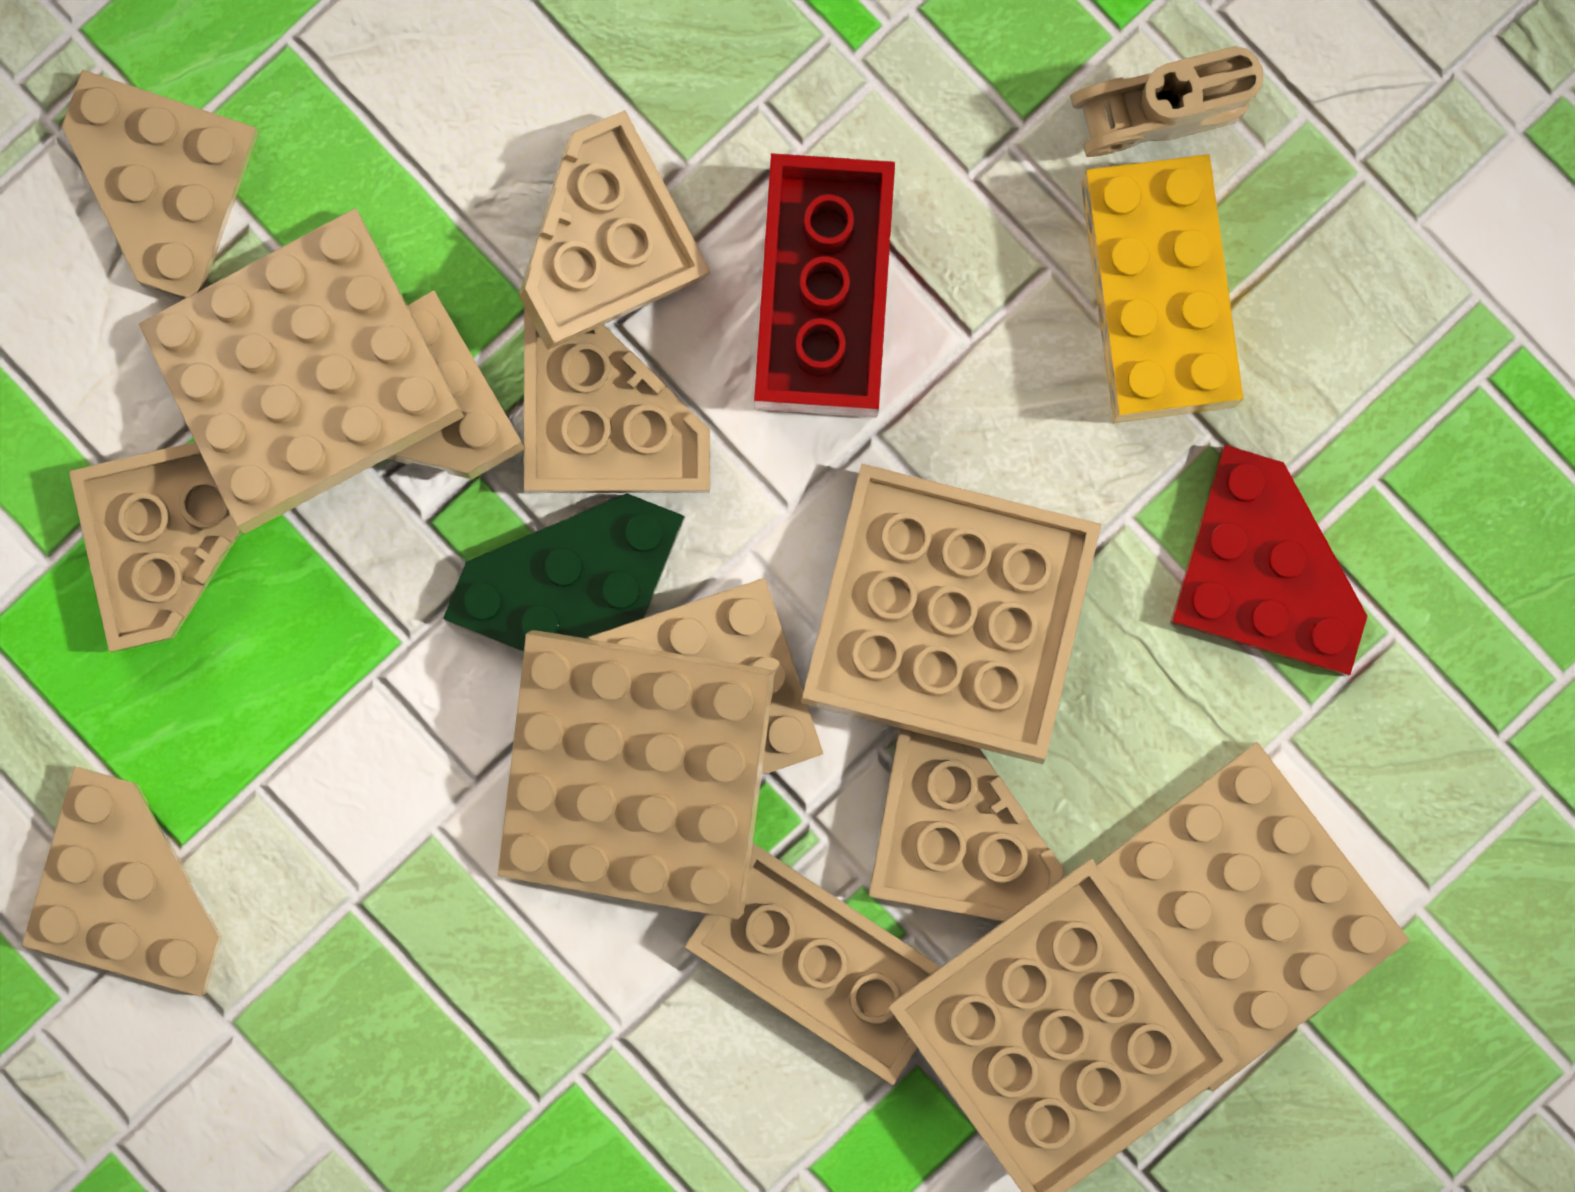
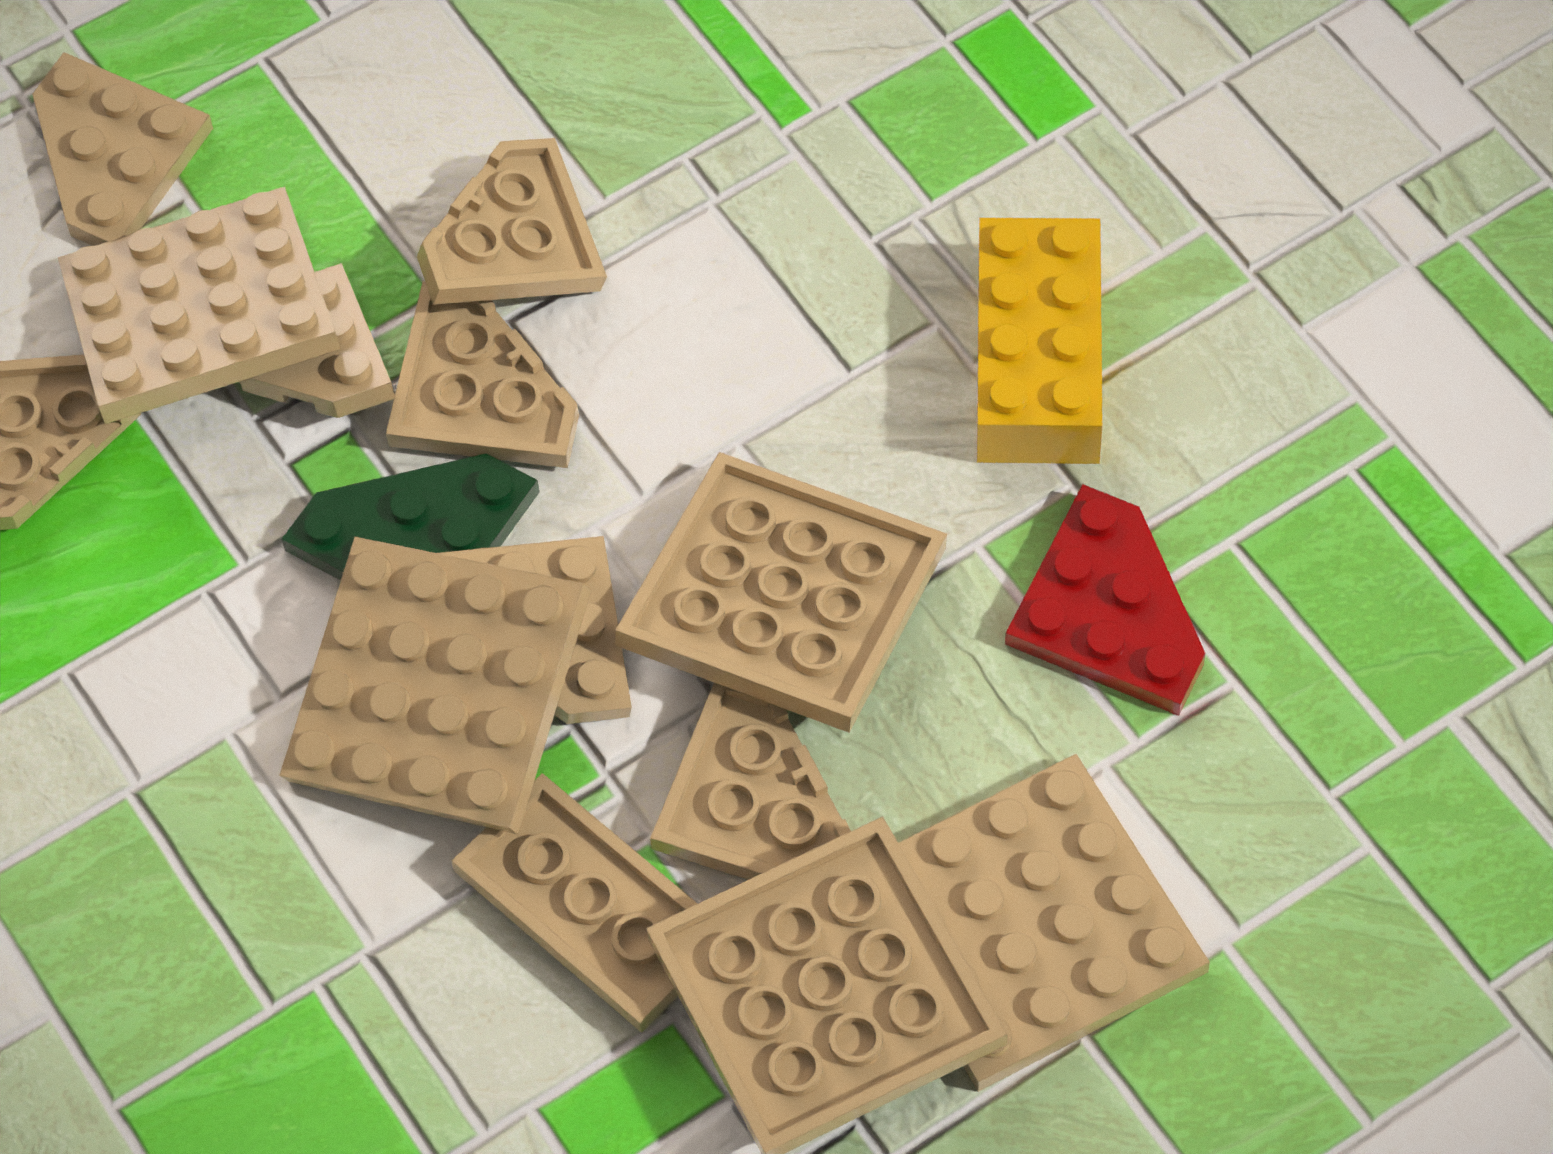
camera: 15 degrees right, 25 degrees down
(824, 285) = (710, 294): red brick -> none
(1207, 89) = (1073, 173): tan piece -> none

